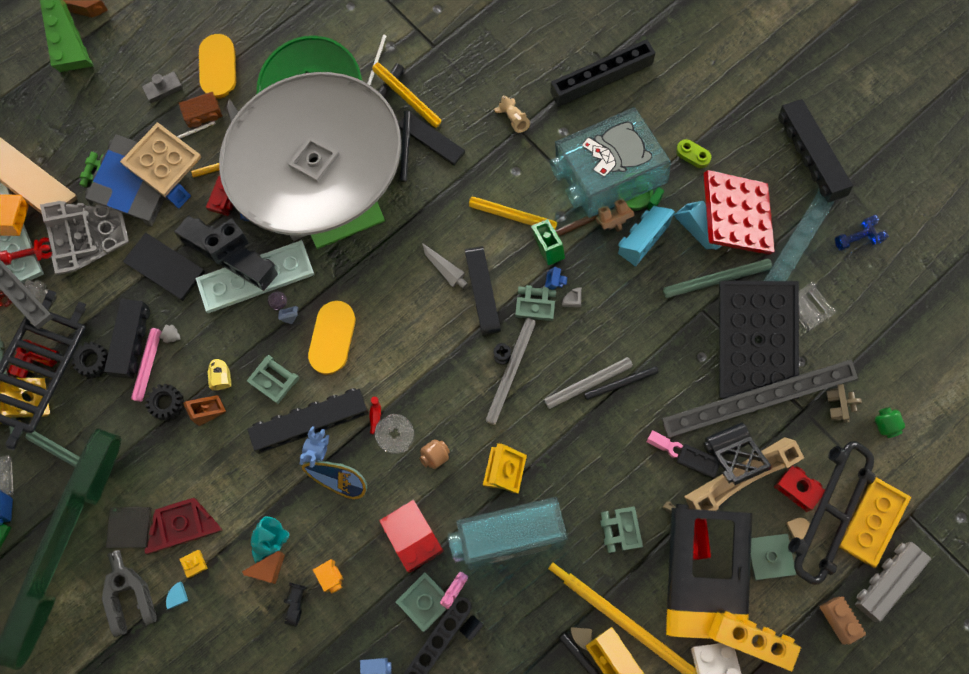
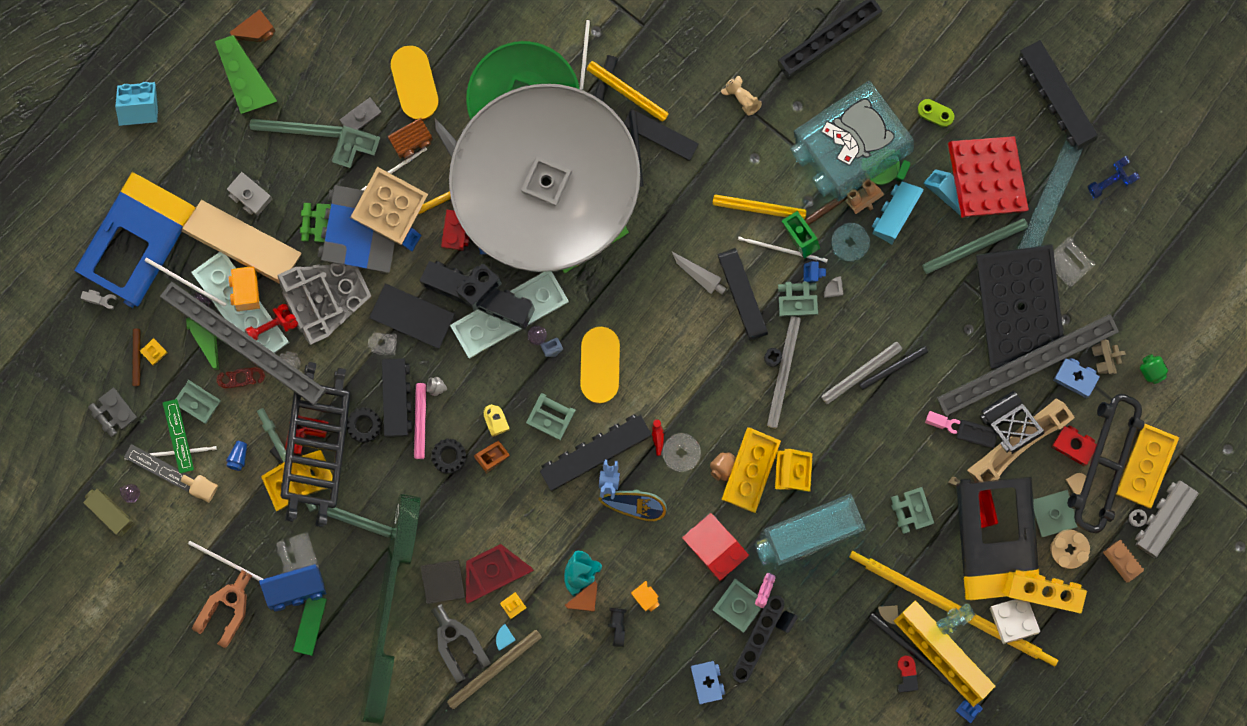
camera: 15 degrees left, 10 degrees up
(43, 137) = (249, 194): none -> light grey brick
(102, 89) = (295, 128): none -> sand green axle
(134, 288) = (389, 347): none -> clear brick
(144, 105) = (353, 140): none -> sand green plate
(157, 629) = (494, 669): none -> dark tan axle
(460, 462) = (751, 470): none -> yellow tile
(526, 255) = (780, 249): none -> white piece
(598, 267) = (859, 236): none -> clear light blue plate
(653, 654) = (955, 618): none -> clear light blue plate
(794, 606) = (1077, 540): none -> tan plate
(798, 415) = (1082, 386): none -> medium blue brick
(856, 580) = (1133, 522): none -> light grey bush

